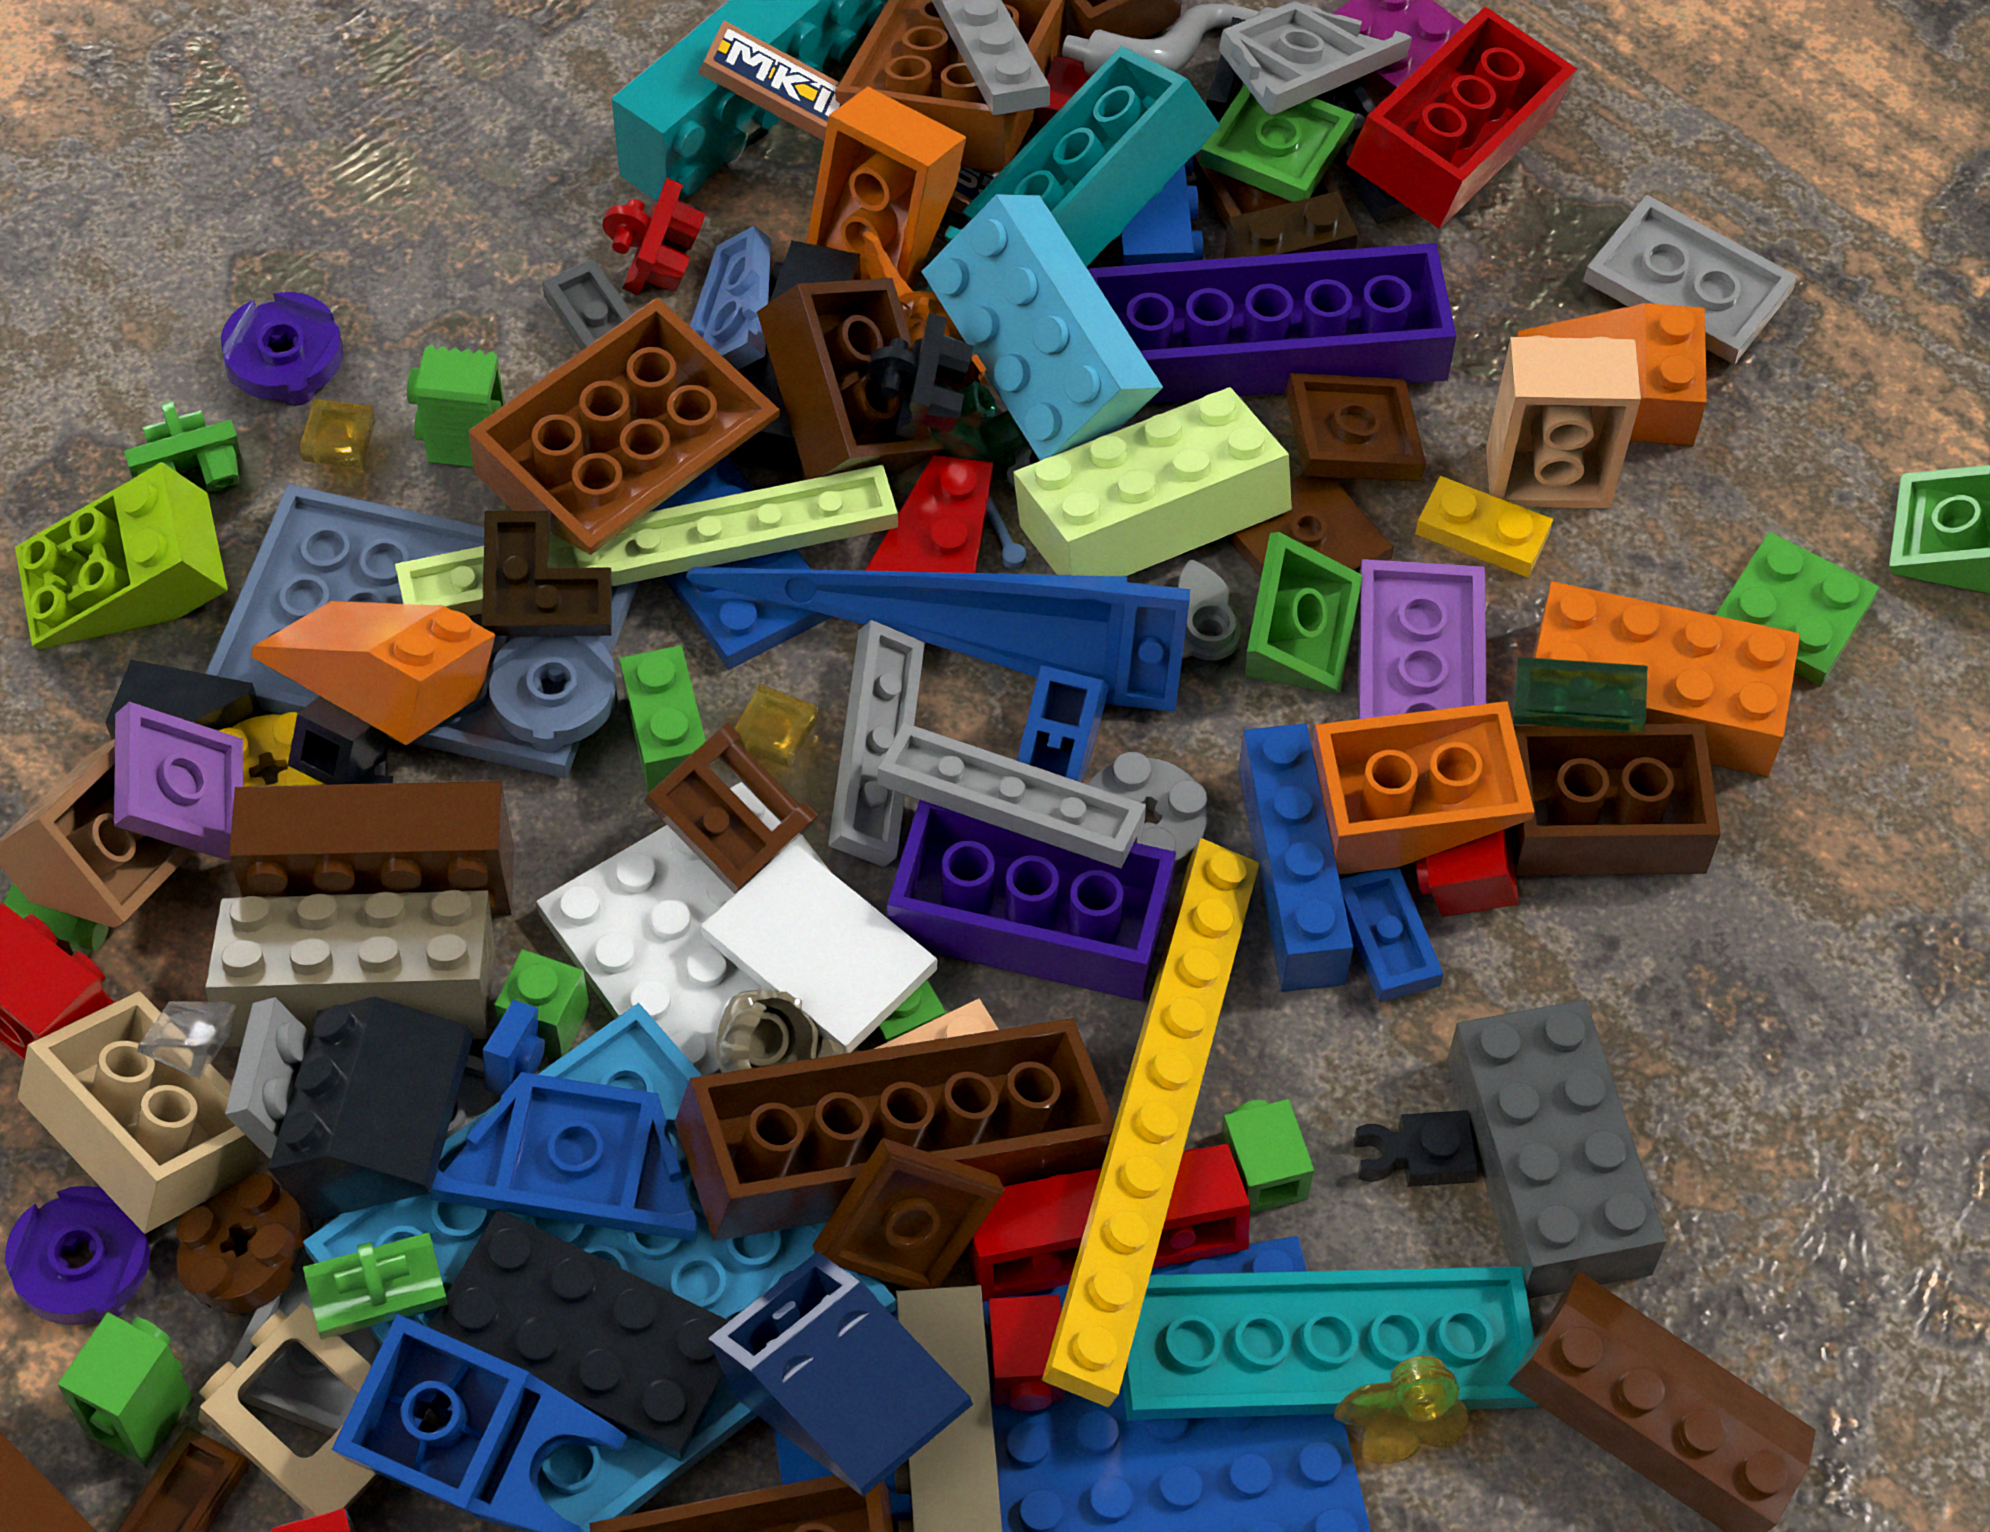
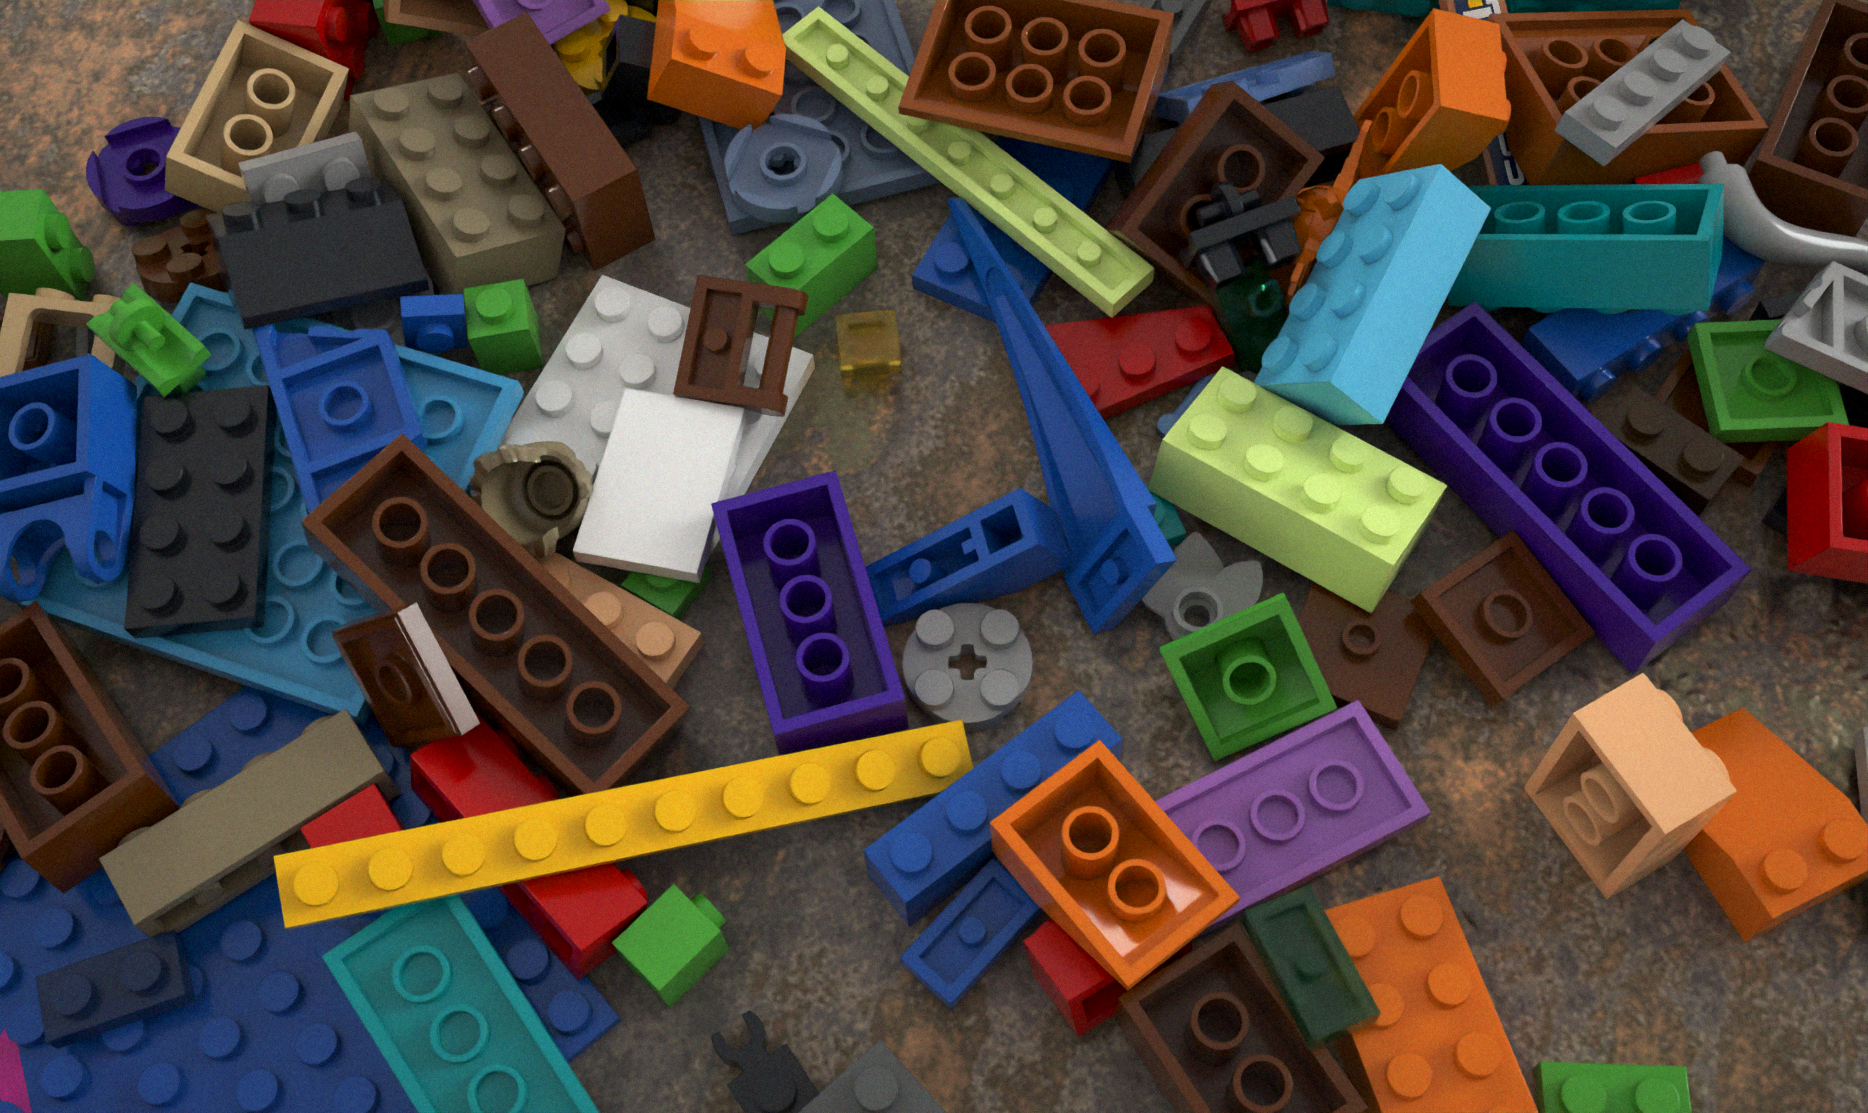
camera: 65 degrees right, 5 degrees up
(189, 1034) = (316, 113): clear slope -> none
(527, 595) = (839, 92): dark brown plate -> none
(837, 1374) = (212, 698): dark blue slope -> none
(880, 700) = (902, 420): light grey plate -> none
(1012, 795) = (873, 543): light grey fence -> none
(1484, 526) = (1490, 793): yellow plate -> none

